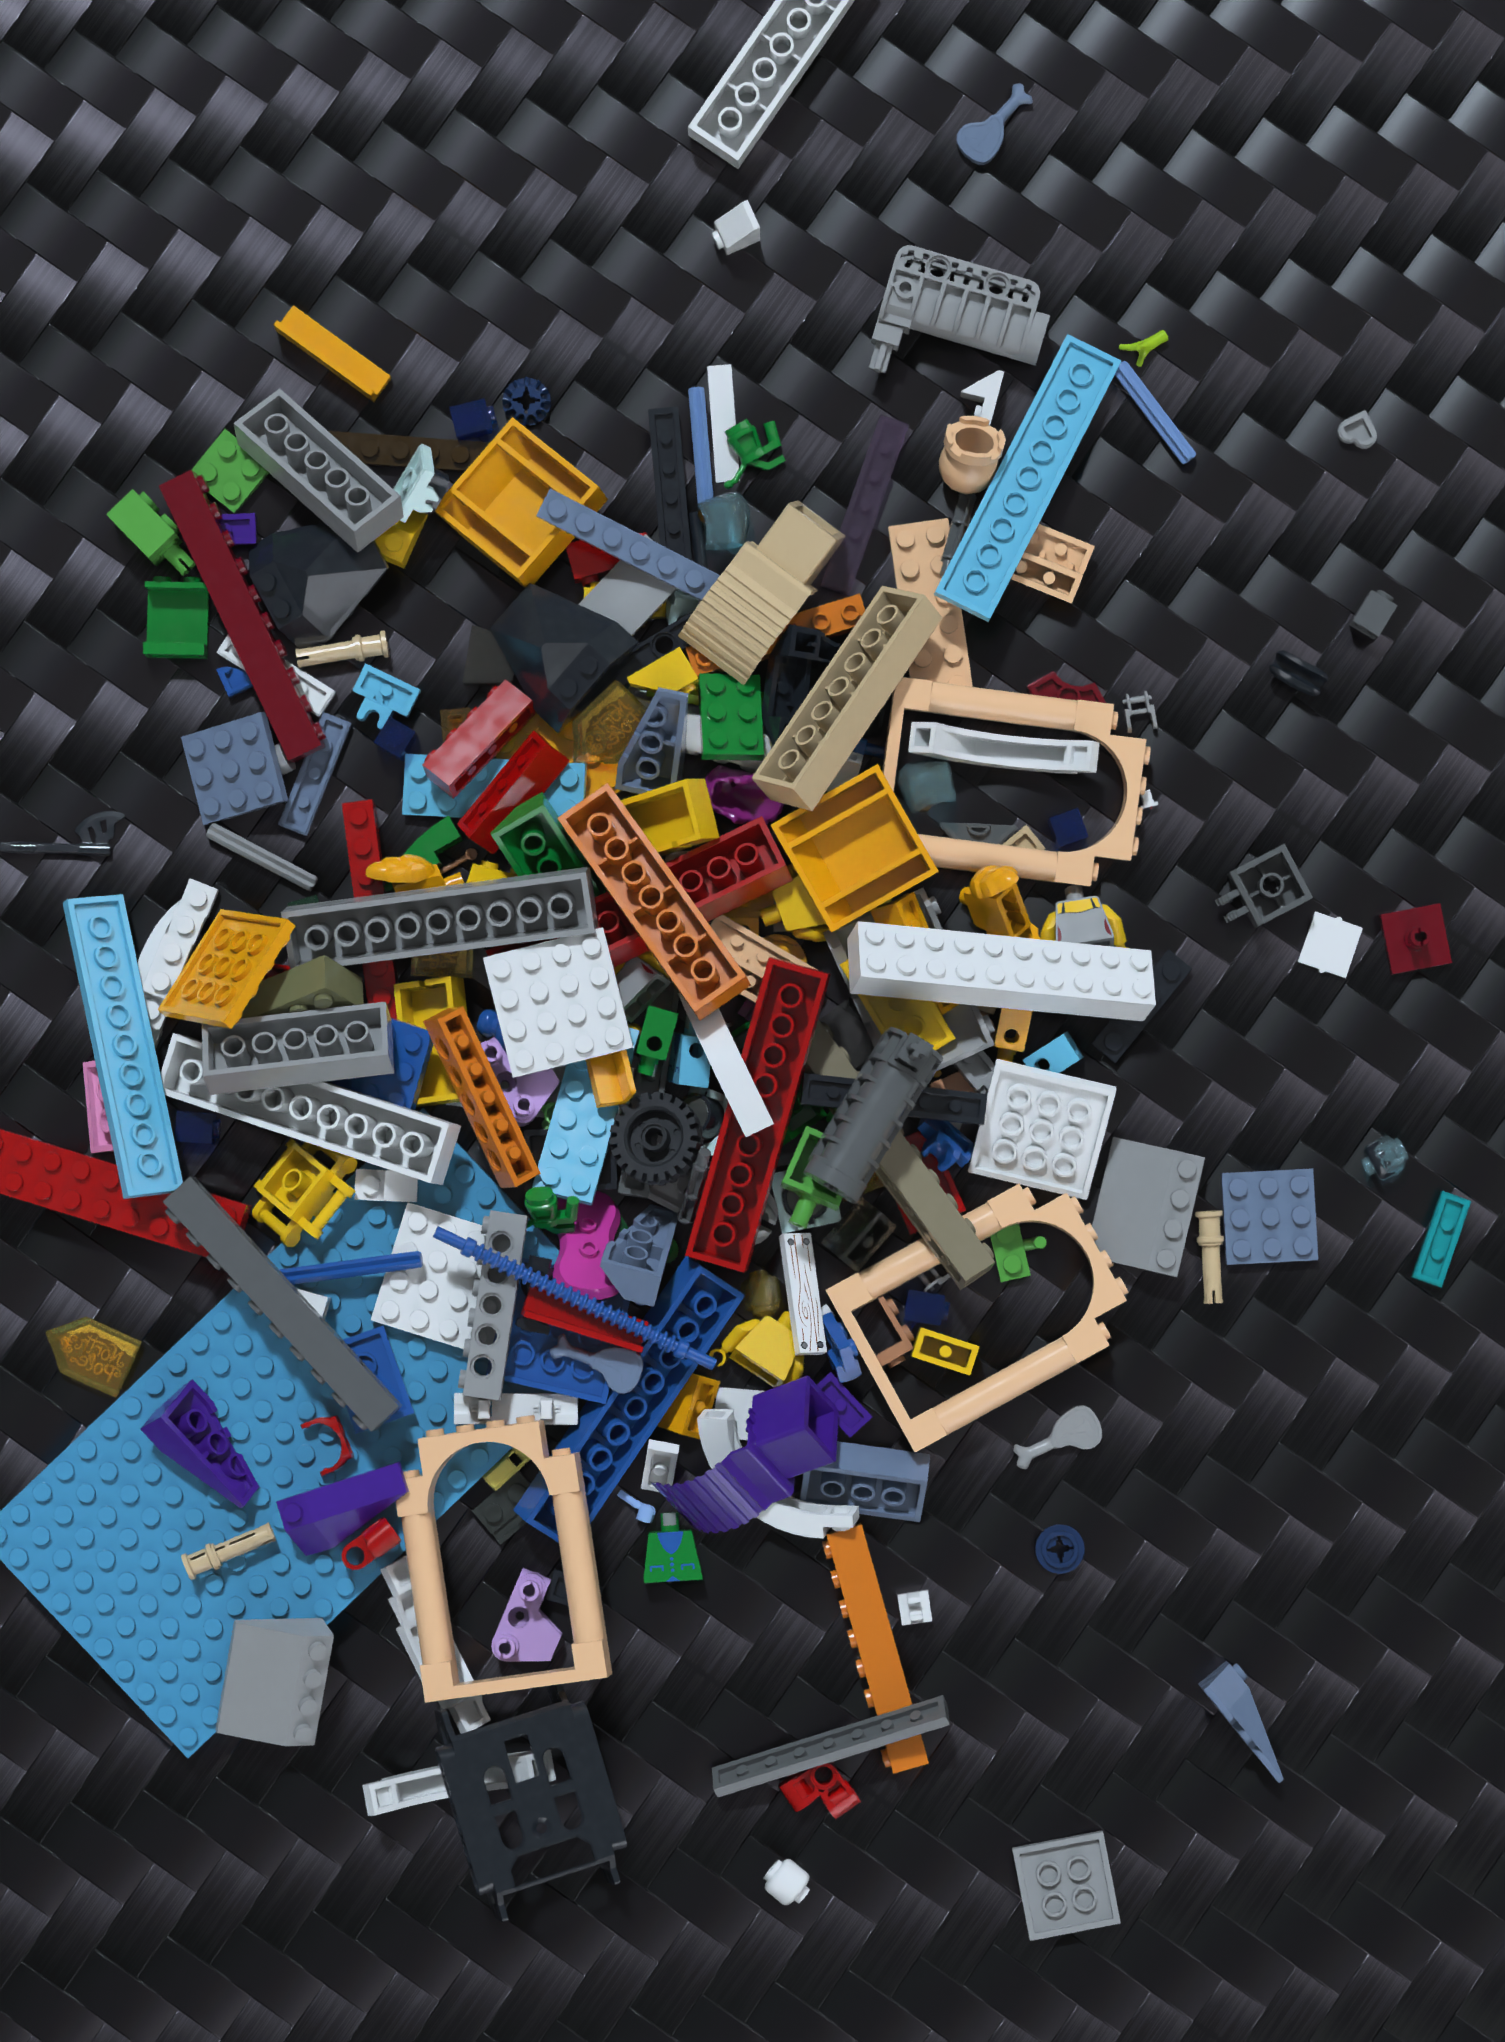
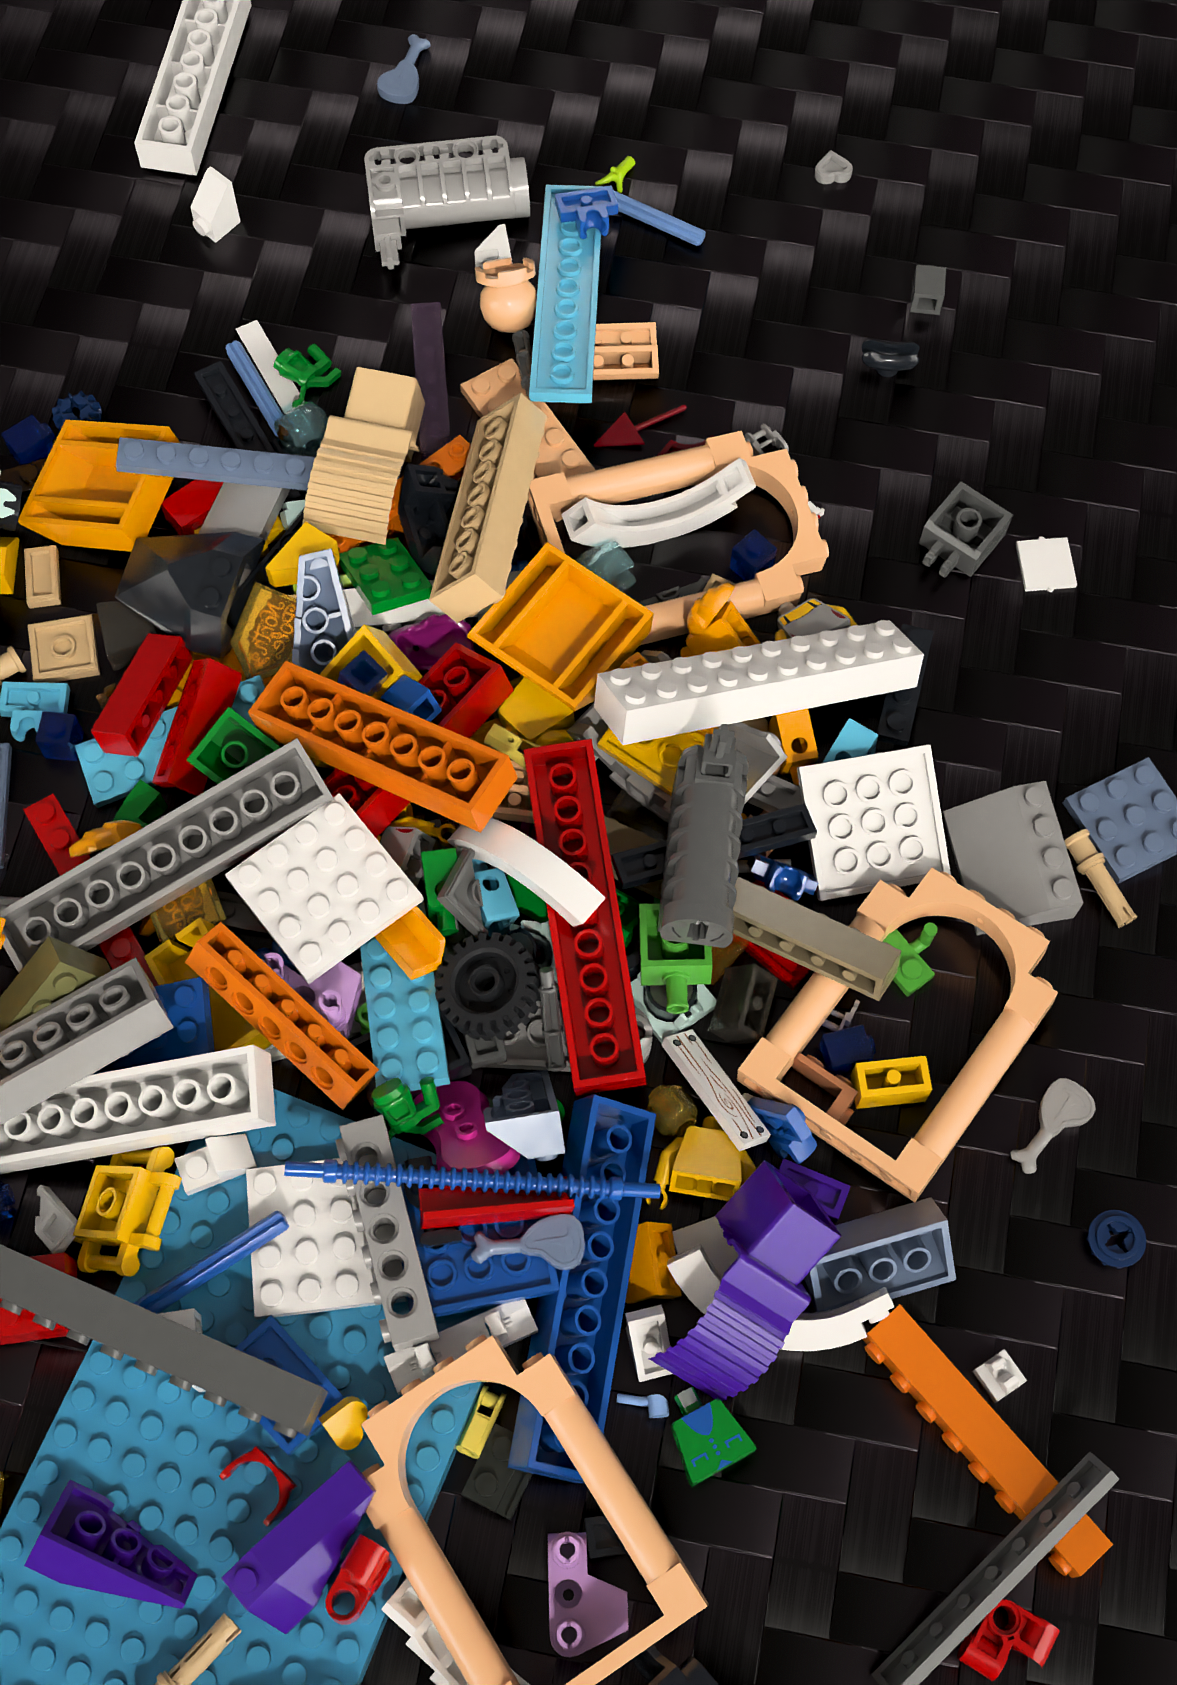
camera: 25 degrees left, 20 degrees down
(245, 1166) = (55, 1221): none -> white tile
(407, 1428) = (345, 1421): none -> yellow tile
(429, 648) = (63, 649): none -> tan tile
(436, 564) = (42, 576): none -> tan tile
(664, 829) = (363, 674): none -> clear blue brick
(668, 1054) = (463, 895): none -> dark grey tile
(696, 867) = (412, 698): none -> blue brick
(767, 928) = (508, 743): none -> light yellow bar
(1016, 640) = (625, 433): none -> dark red piece
(1089, 391) = (588, 208): none -> blue plate
(1415, 939) = (1119, 527): dark red tile -> none

